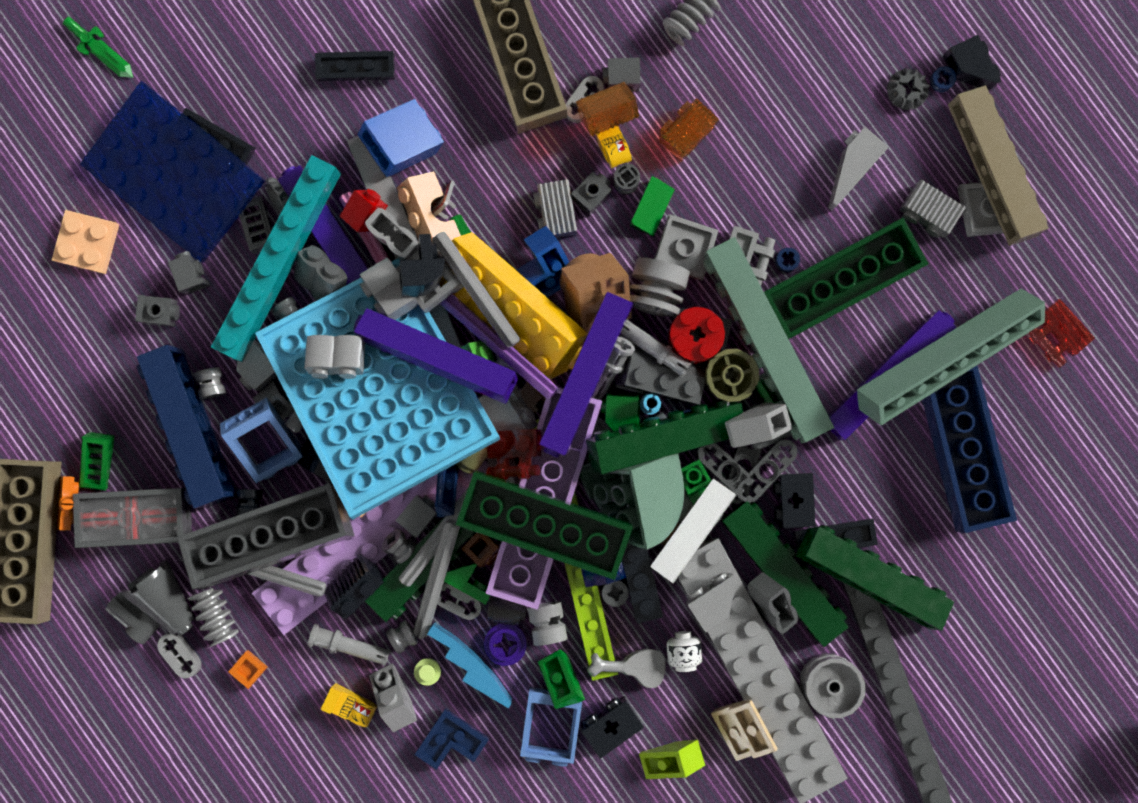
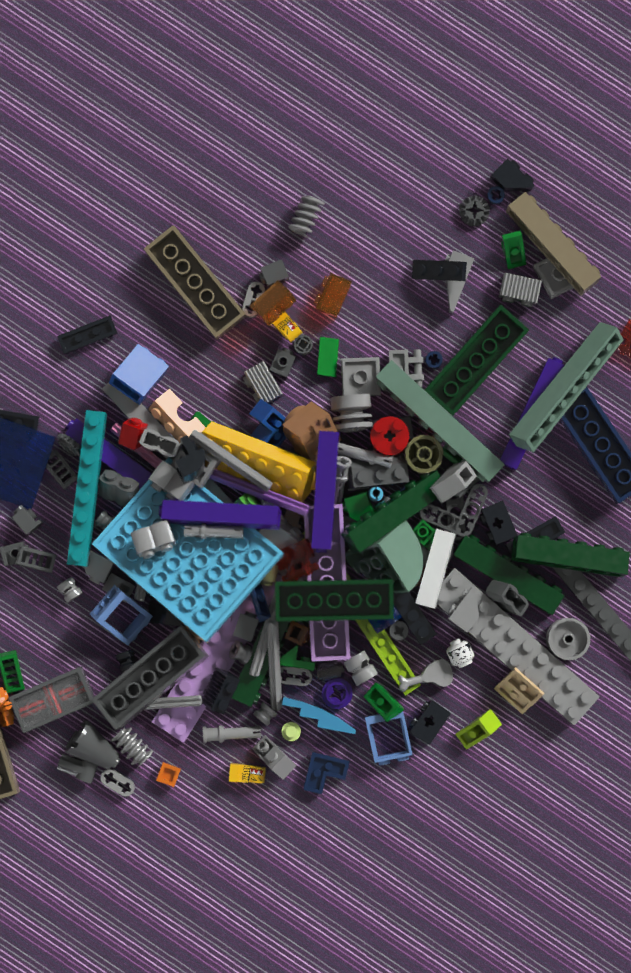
camera: 15 degrees left, 0 degrees up
(186, 426) = (67, 624): dark blue brick -> none
(196, 340) = (49, 561): none -> dark grey slope
(407, 370) = (213, 531): none -> light grey pin
(444, 201) = (184, 408): light grey piece -> none
(838, 145) = (439, 270): none -> black plate
(942, 155) = (513, 249): none -> green slope

